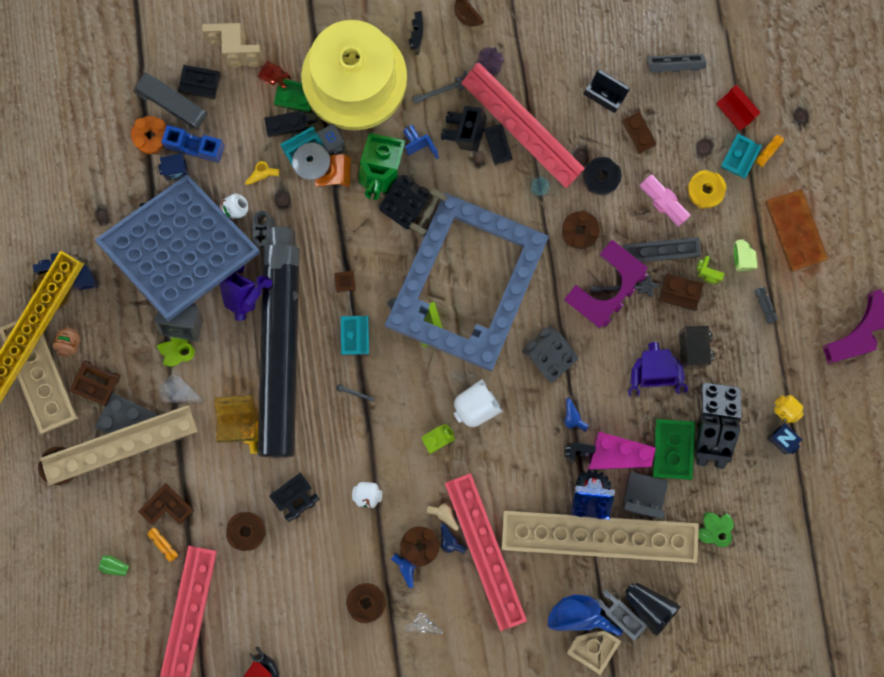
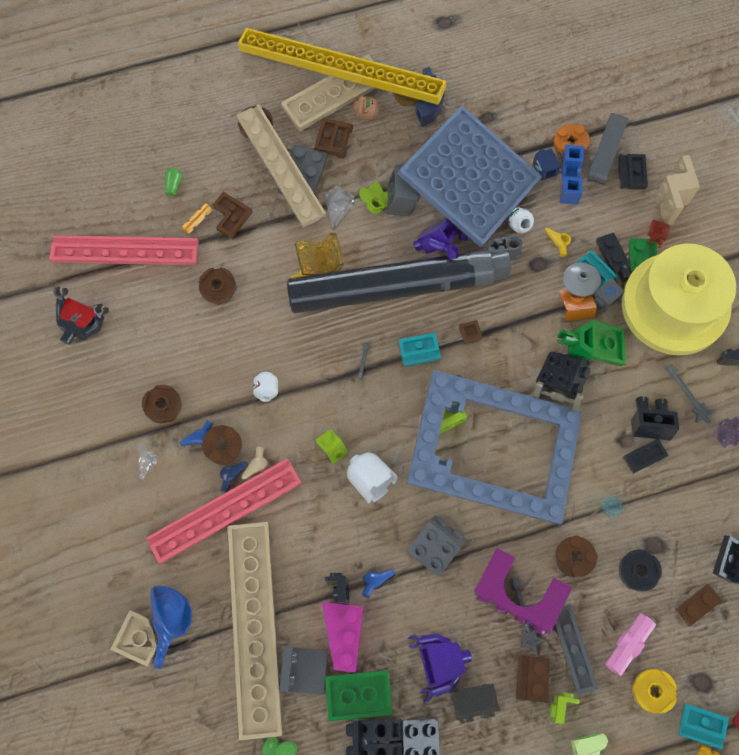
camera: 85 degrees right, 10 degrees down
(290, 492) = (258, 317): black plate -> none
(417, 143) = (626, 376): blue bracket -> none
(522, 125) = (671, 477): coral plate -> none
(592, 496) = (294, 610): clear blue plate -> none
(622, 616) = (174, 664): light grey hinge -> none
(651, 607) = (185, 695): black cone -> none

